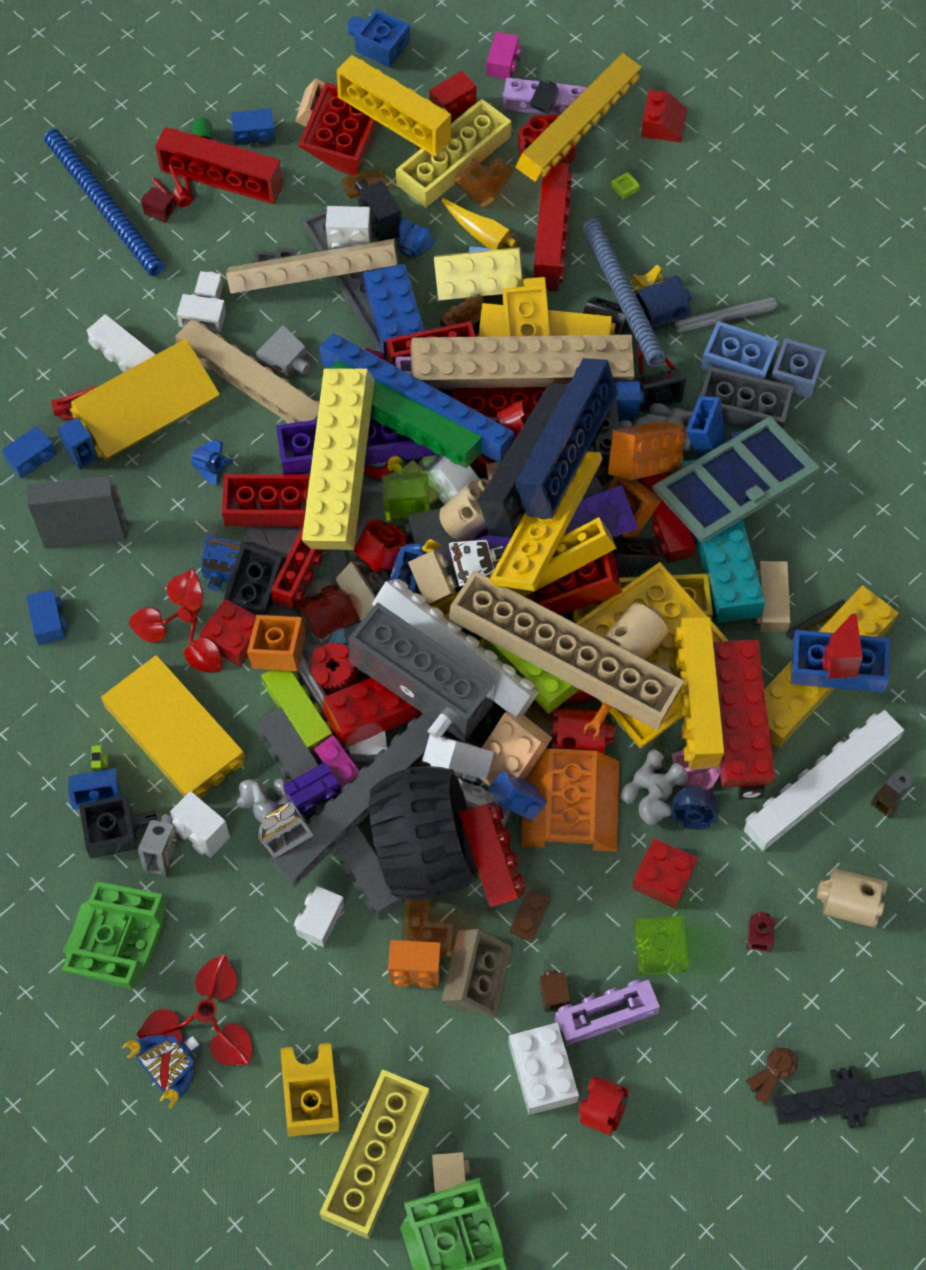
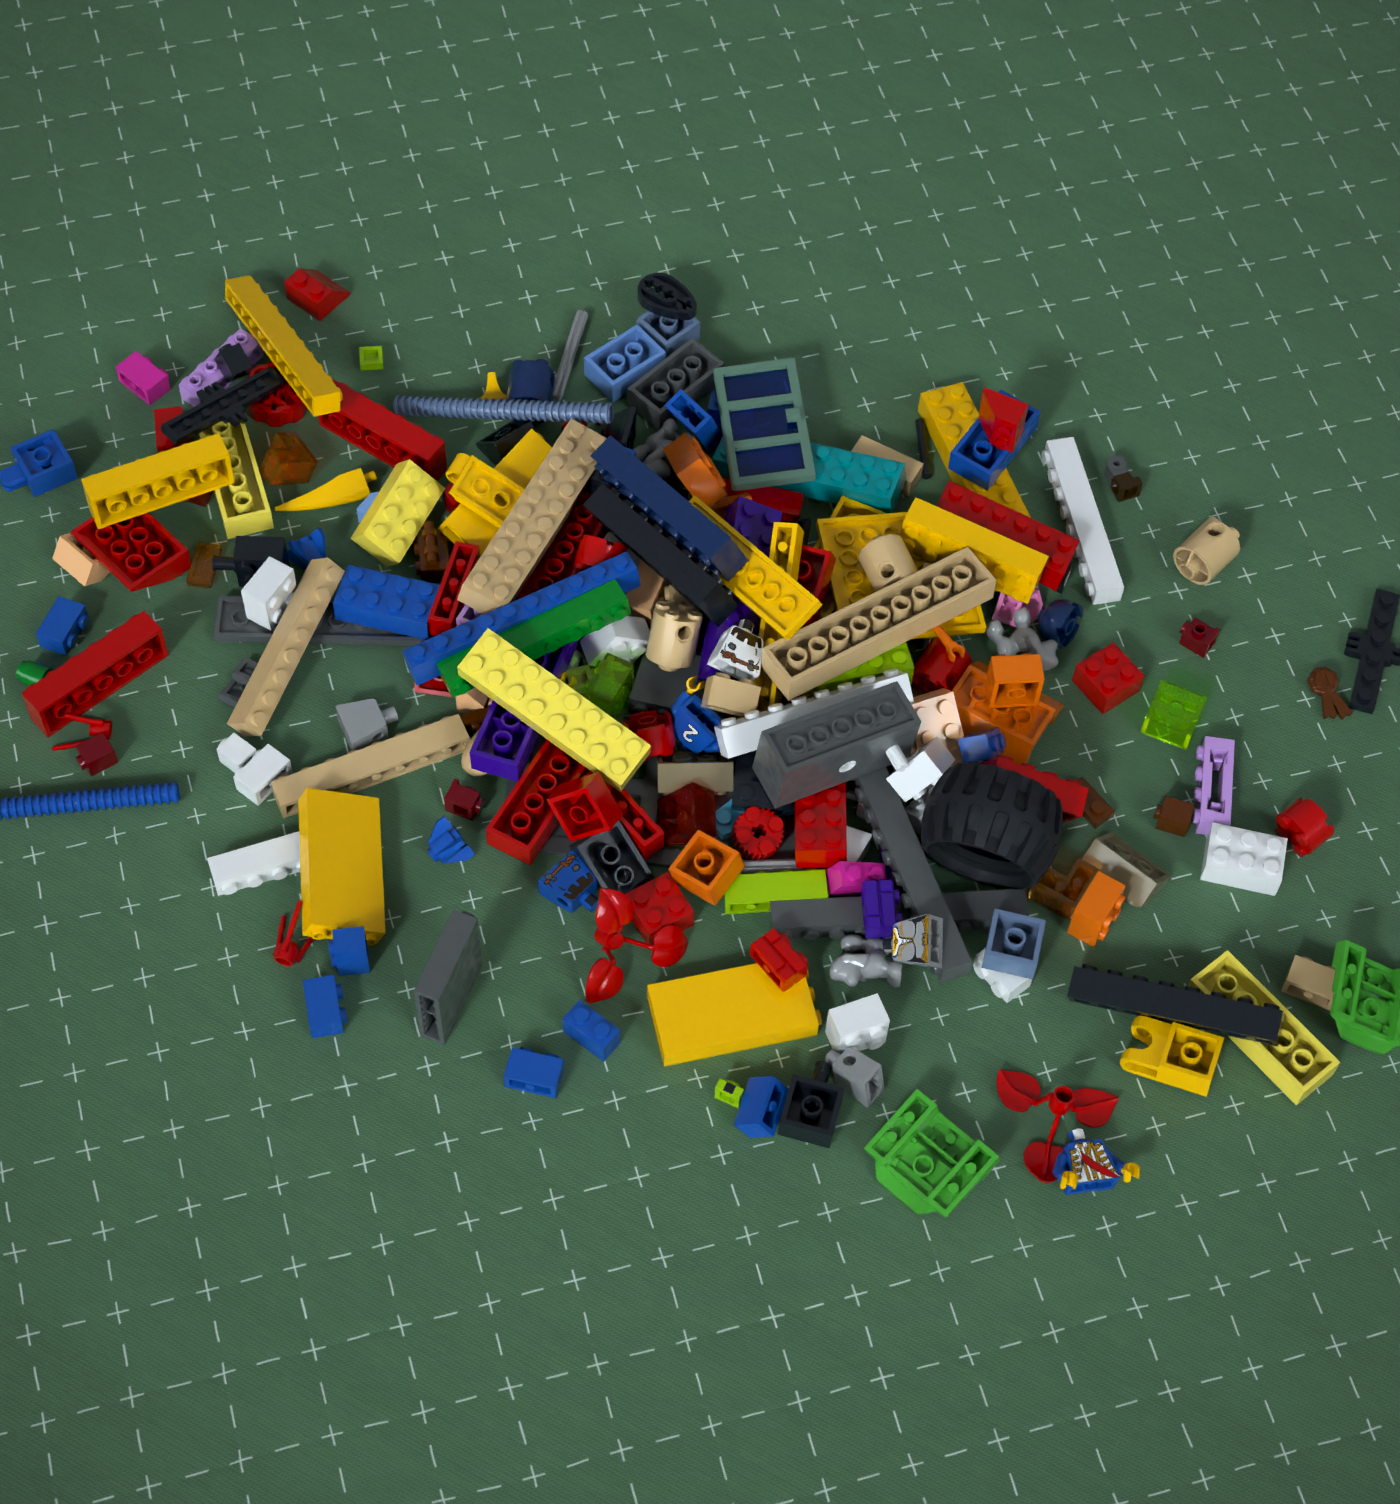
camera: 65 degrees left, 5 degrees down
(100, 637) = (591, 1030): none -> blue brick
(223, 735) = (779, 959): none -> red brick
(255, 451) = (463, 801): none -> dark red brick
(275, 528) = (584, 807): none -> red brick
(332, 906) = (1013, 944): none -> sand blue brick
(349, 1070) = (1177, 1005): none -> black brick
(493, 108) = (222, 405): none -> black hinge
(589, 787) = (1014, 680): none -> orange brick
(830, 346) = (668, 307): none -> black piece

